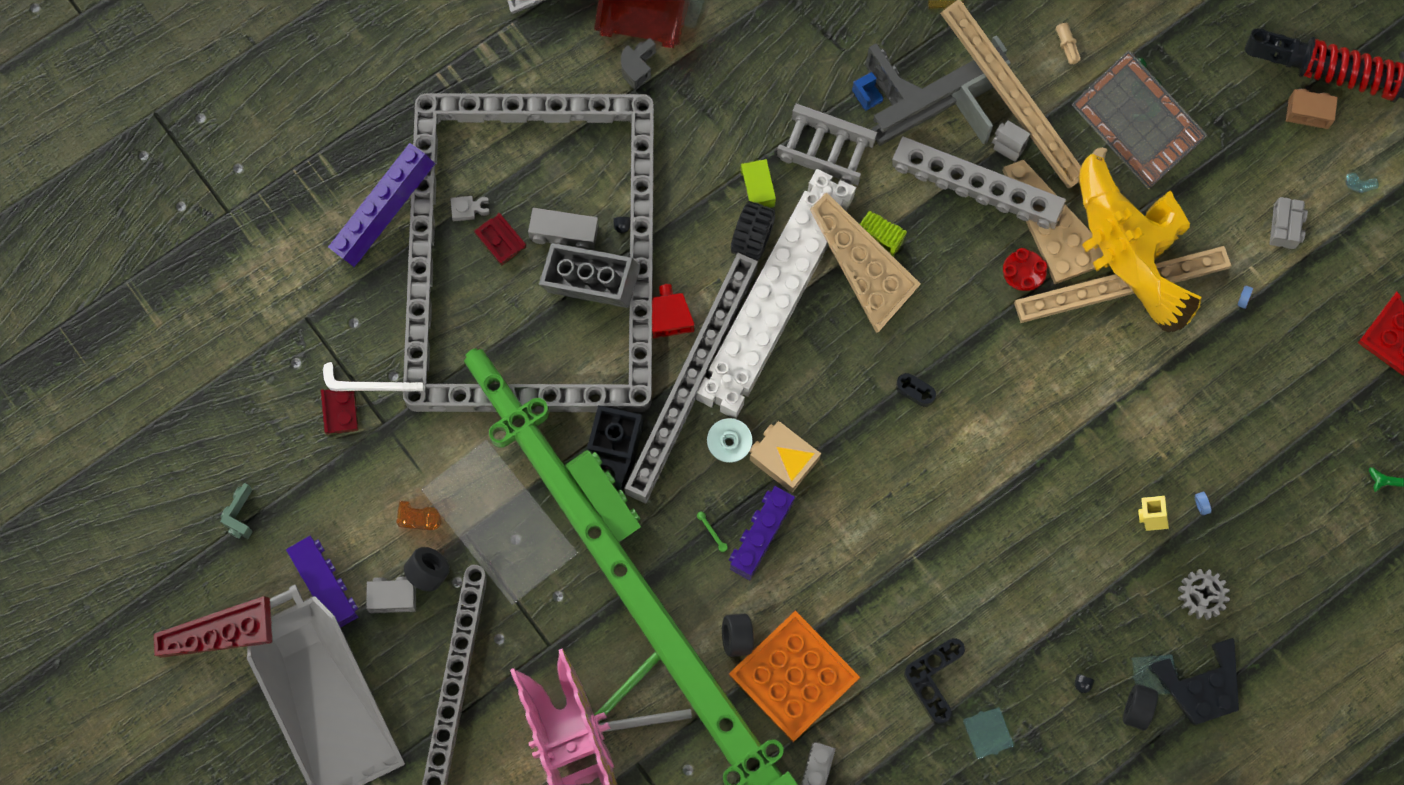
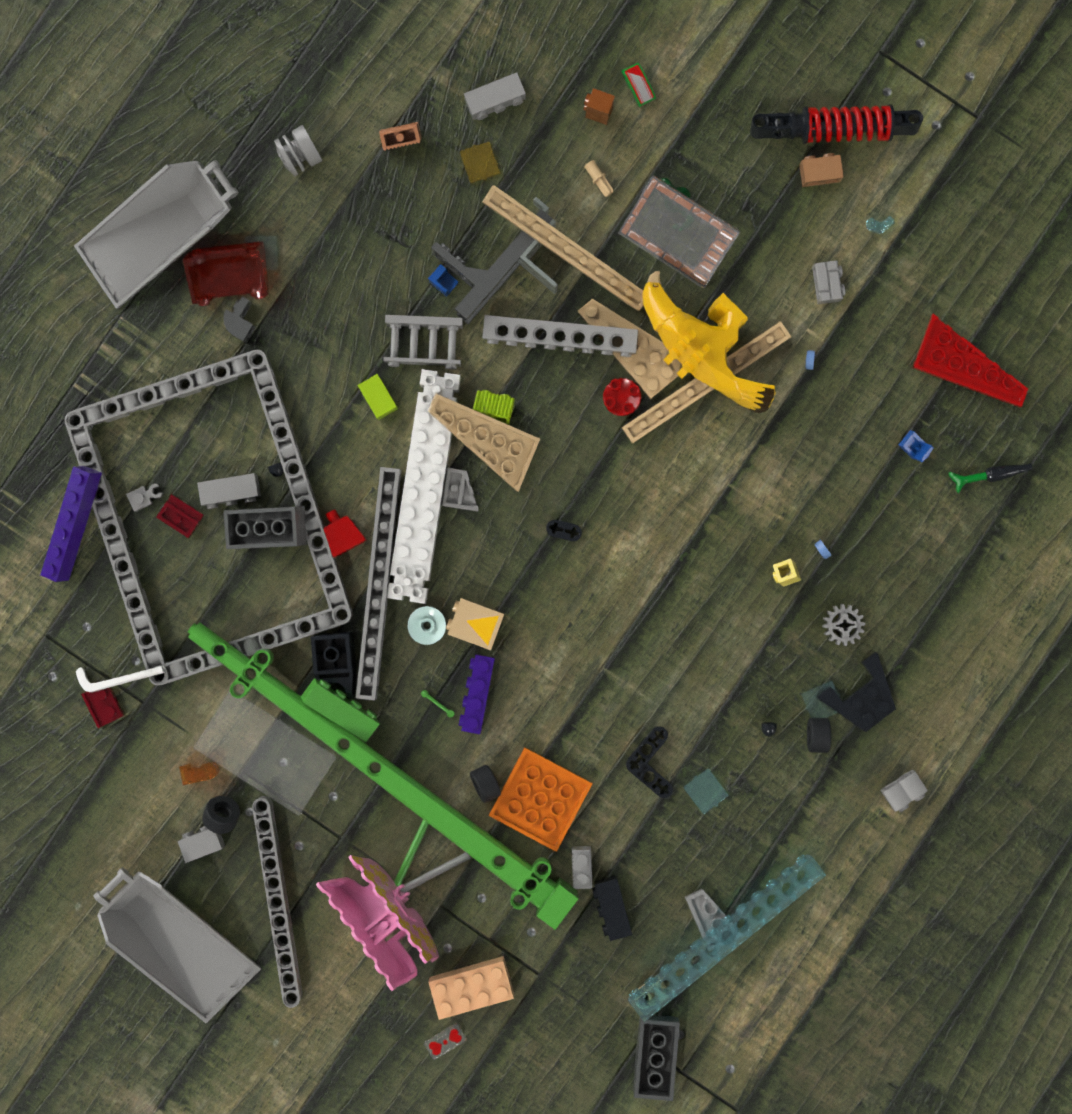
camera: 15 degrees left, 15 degrees up
(229, 514) = (49, 827): sand green bracket -> none
(231, 628) = (80, 922): dark red wing -> none
(321, 581) = (142, 852): dark purple brick -> none
(753, 230) = (386, 443): black tyre -> none
(812, 310) = (458, 491): none -> light grey wing
(1010, 140) = (576, 287): light grey brick -> none
(1339, 426) = (915, 446): none -> blue bracket

